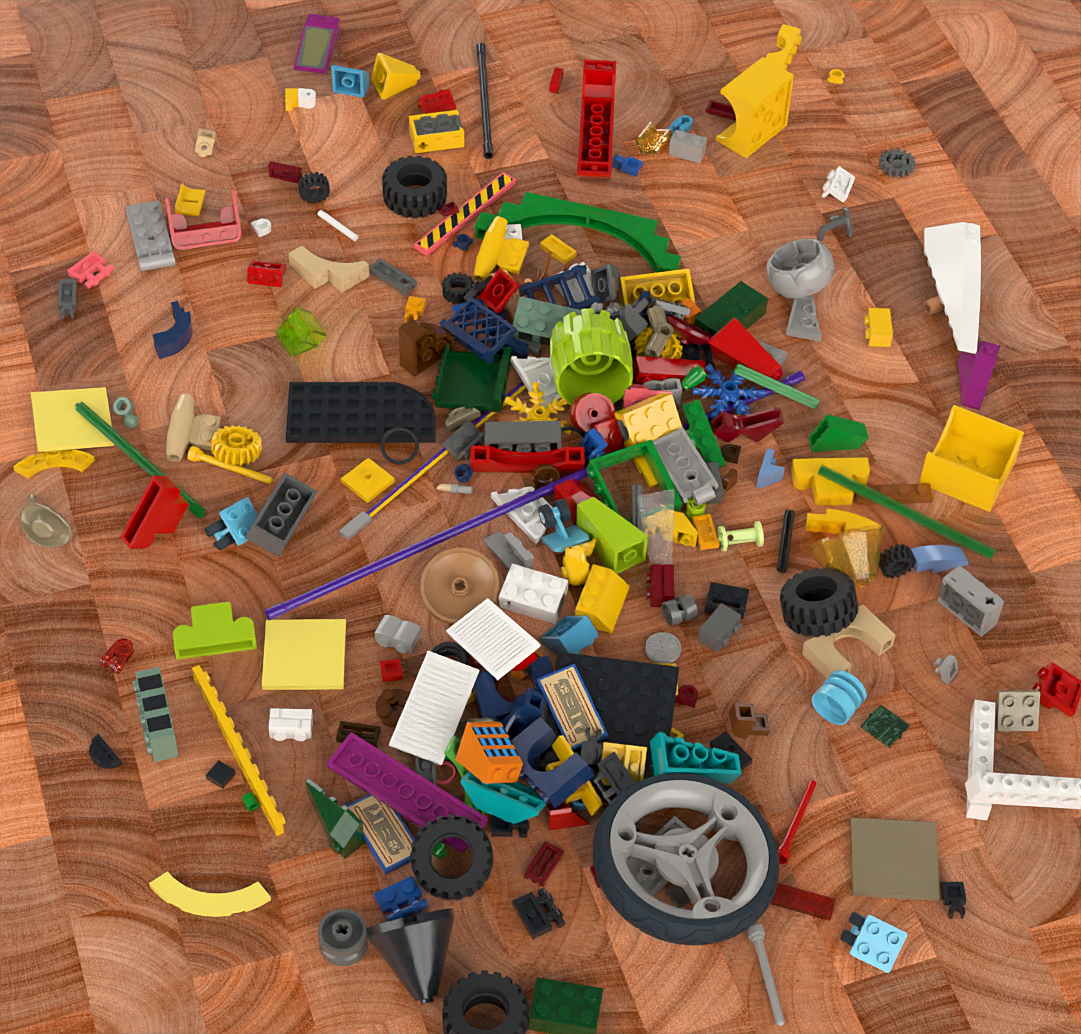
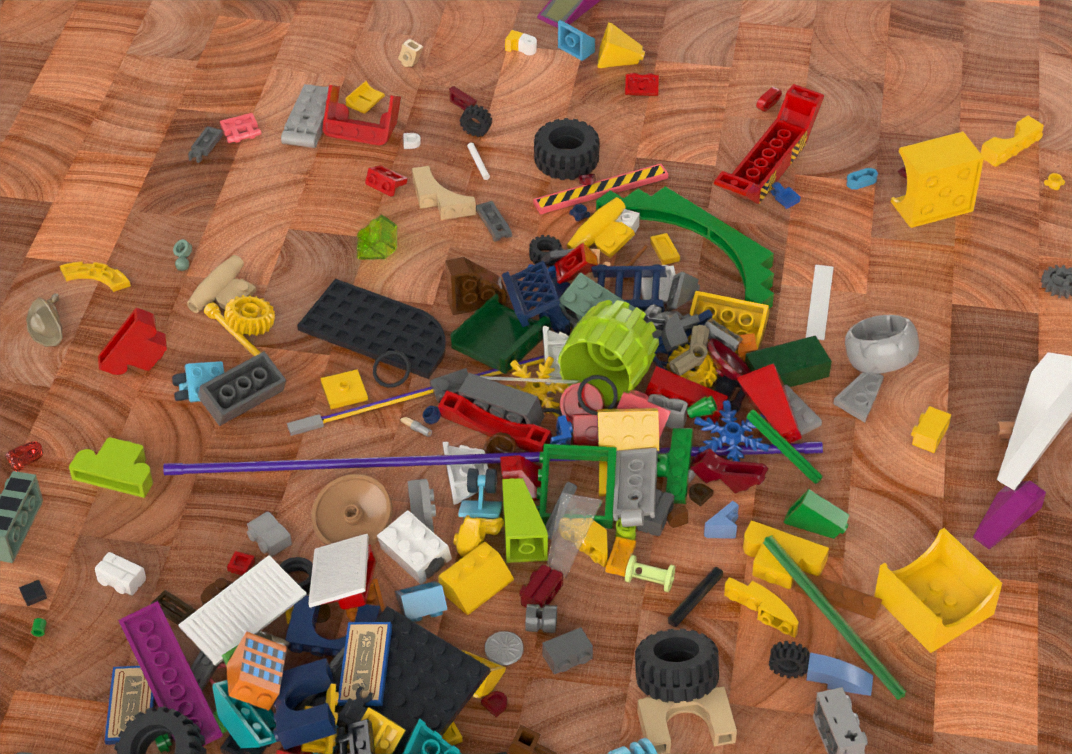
camera: 30 degrees right, 5 degrees down
(61, 426) = (133, 244): light yellow tile -> none
(134, 454) = (163, 299): green axle -> none
(177, 337) = (269, 207): dark blue arch -> none
(241, 754) = (59, 582): yellow plate -> none
(304, 654) = (178, 519): light yellow tile -> none
(339, 823) = (91, 680): dark green wedge -> none
(414, 307) = (495, 254): light orange plate -> none
(436, 131) = (621, 108): yellow piece -> none
(460, 416) = (468, 362): dark tan tile -> none
(487, 146) = (664, 135): black piece -> none
(525, 710) = (320, 648): dark blue arch -> none
(533, 409) = (530, 379): none -> white sticker
(592, 398) = (589, 379): none -> black piece
(652, 139) = (824, 179): clear yellow bracket -> none
(687, 146) = (854, 197): light grey brick -> none
(716, 250) = (819, 301): none -> white sticker
(728, 596) = (602, 626): black plate -> none
(837, 221) = (959, 315): dark grey piece -> none
(838, 184) = (986, 282): white bracket -> none
(854, 553) = (741, 633): clear yellow cone -> none

